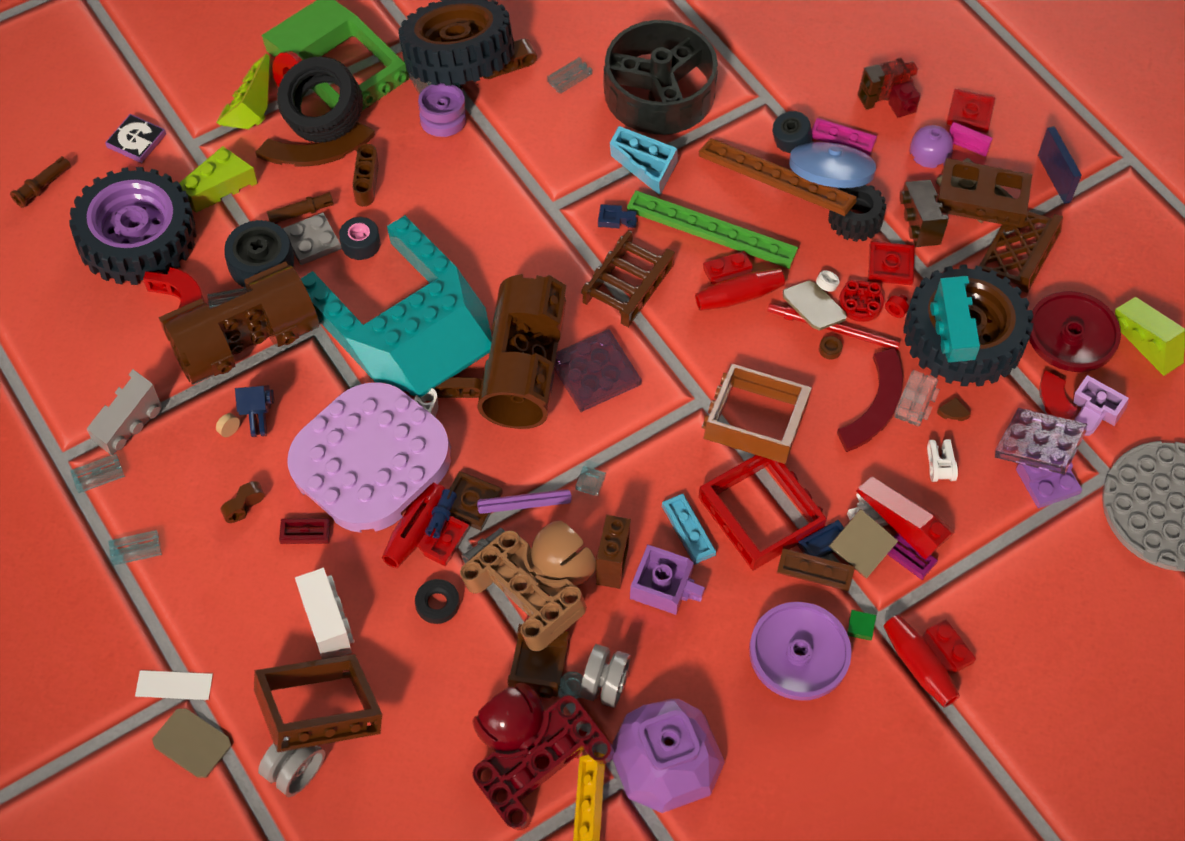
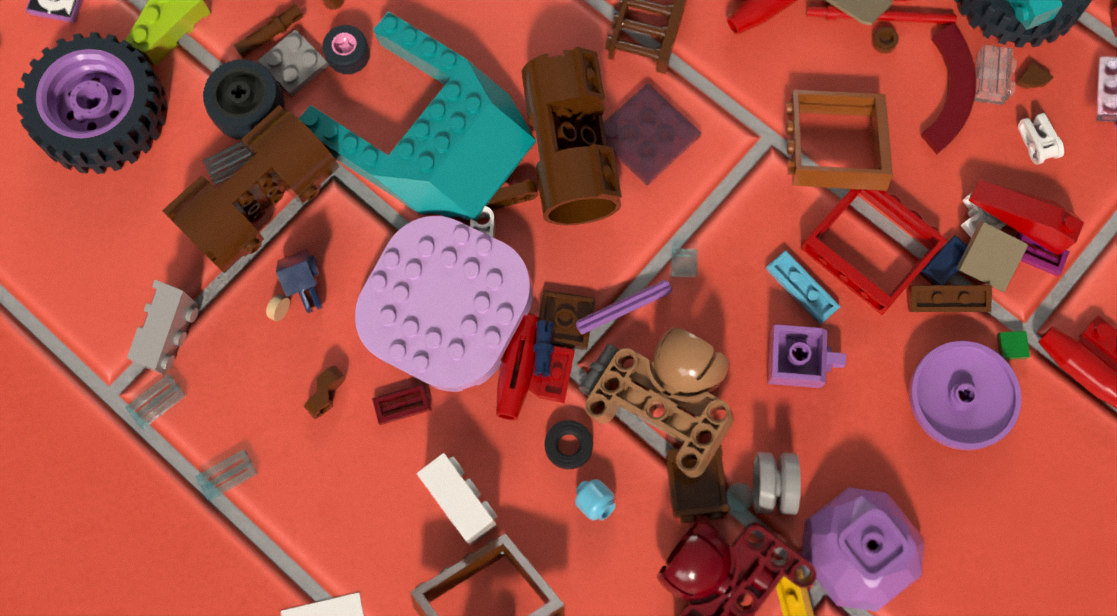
camera: 10 degrees left, 15 degrees up
(174, 283) = (167, 158): red arch -> none
(443, 650) = (595, 499): none -> medium azure head
(613, 551) = (740, 333): reddish brown window -> none

